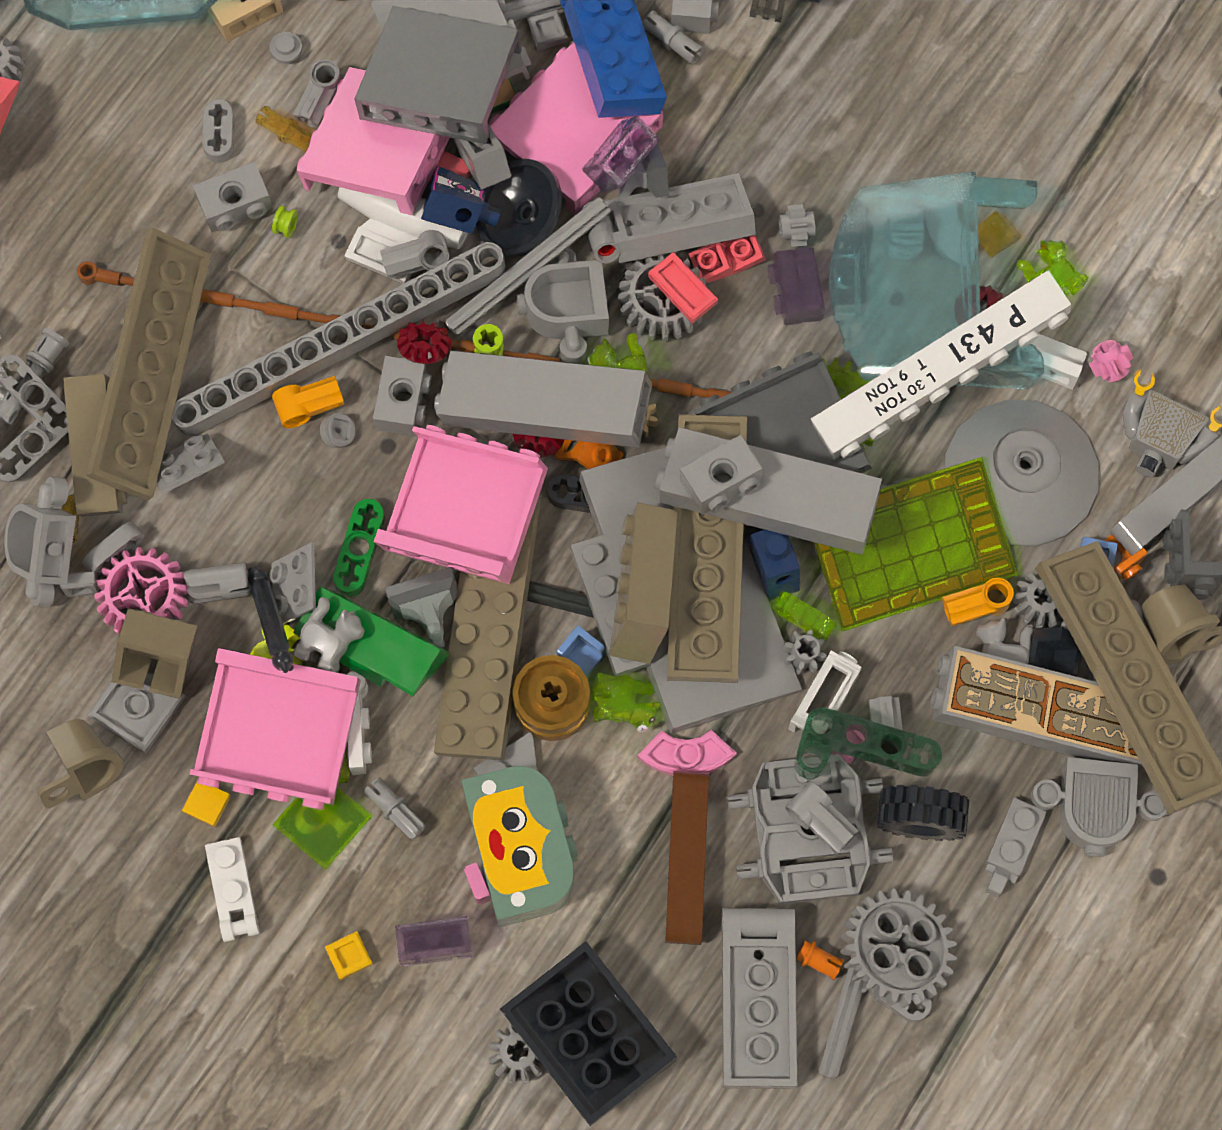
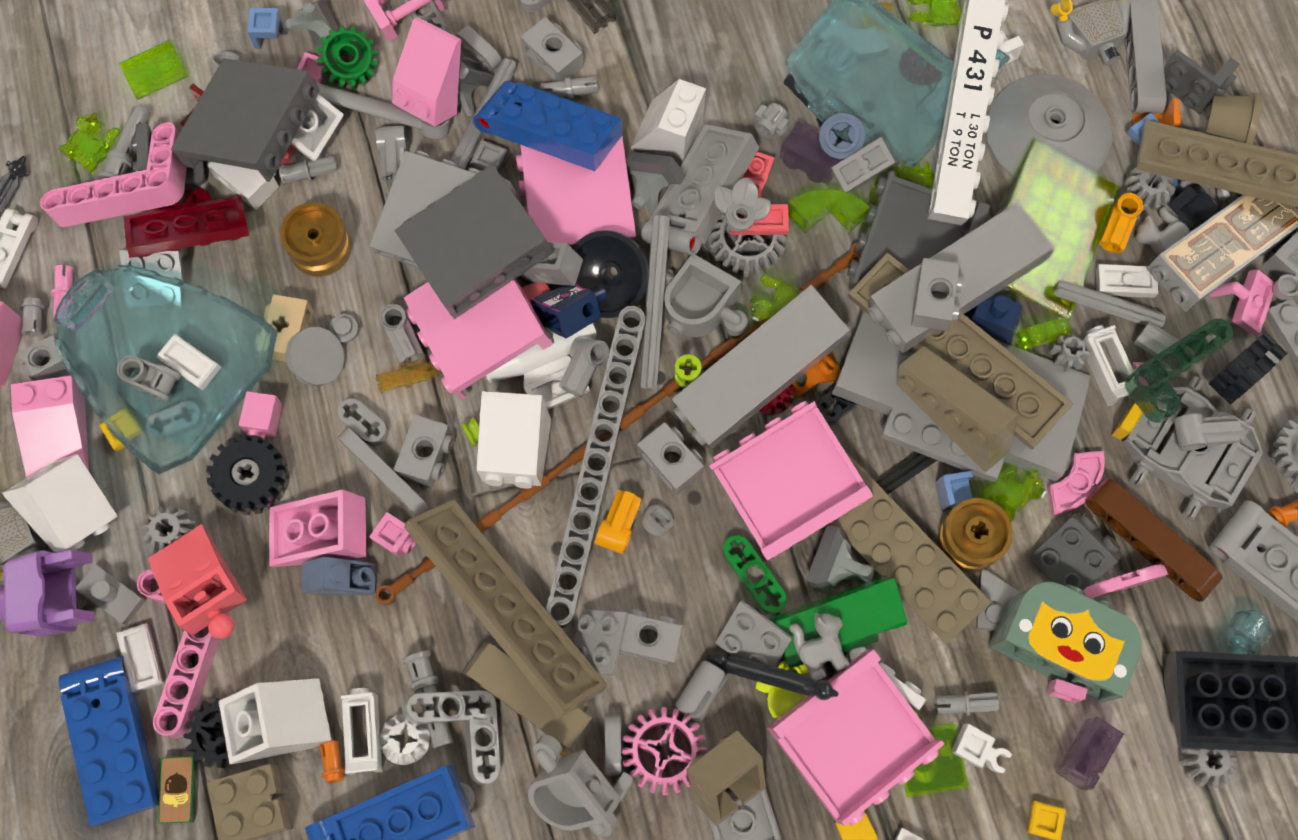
camera: 50 degrees left, 0 degrees up
(69, 223) = (338, 577): none -> sand blue slope
(95, 175) = (318, 528): none -> bright pink slope
(113, 88) = (251, 493): none -> black bush
(135, 231) = (393, 536): none -> bright pink bracket
(152, 49) = (260, 415): none -> bright pink brick
(187, 176) = (382, 472): none -> light grey beam
(229, 523) = (662, 650): none -> light grey brick
(238, 44) = (315, 356): none -> light grey tile
(300, 255) = (512, 439): none -> white slope
(361, 845) = (977, 748): none -> white plate
(420, 351) = (655, 419): dark red gear -> none
(616, 801) = (1077, 553): none -> dark grey bracket
(620, 154) = (636, 177): clear purple brick -> none
(622, 859) = (1126, 581): none -> bright pink tile
(668, 1002) = (1247, 631): none -> clear light blue head
(680, 255) = (742, 201): none -> light grey plate
(713, 148) = (672, 121): none -> white slope
(748, 328) = (815, 205): none -> clear neon green brick
(780, 751) = (1127, 422): none -> yellow tile
(814, 283) = (841, 122): none -> sand blue gear
(818, 333) = (865, 165): none -> light grey hinge
(885, 652) = (1108, 303): none -> light grey axle
(920, 647) = (1125, 281): none -> white plate
(1007, 777) = (1253, 300): none -> bright pink plate
(1111, 360) = (1024, 19): bright pink gear -> none

